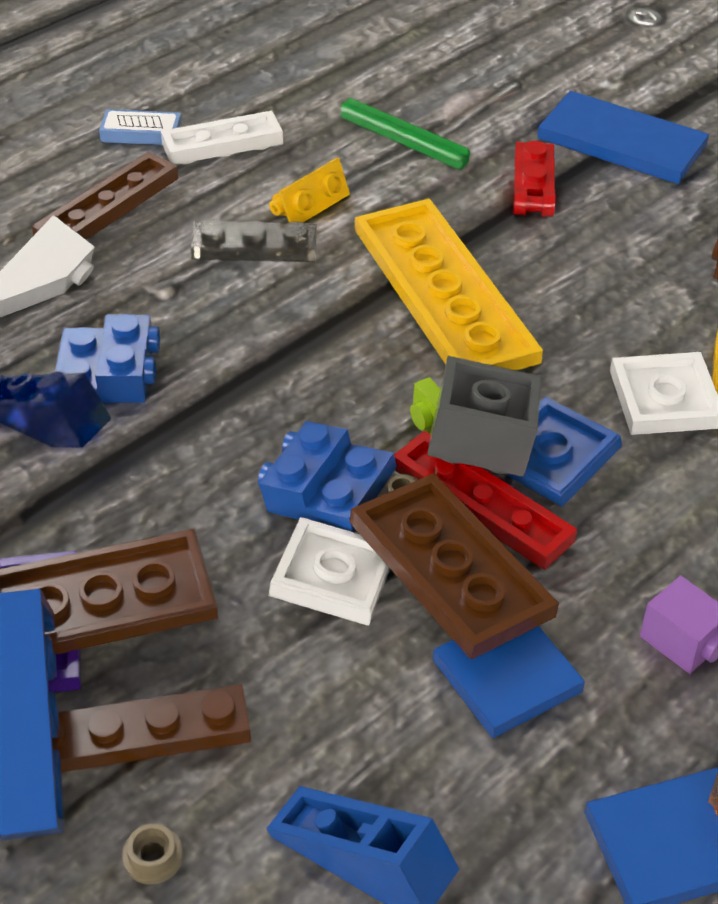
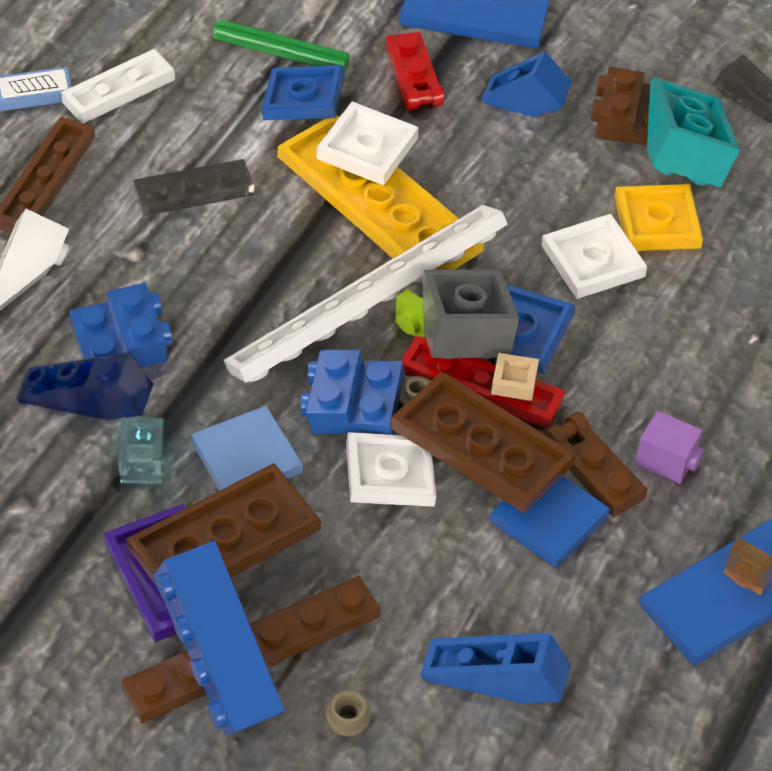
camera: 20 degrees left, 5 degrees up
(60, 483) = (141, 450): none -> clear light blue brick
(182, 503) = (244, 447): none -> medium blue tile
(311, 193) = (226, 129): yellow hinge -> none
(366, 379) = (355, 299): none -> white plate
(406, 175) = (303, 92): none -> blue tile
(448, 228) = (367, 143): none -> white plate
(517, 497) = (515, 376): none -> tan plate
(589, 627) = (598, 466): none -> reddish brown plate
(654, 213) = (529, 87): none -> blue slope

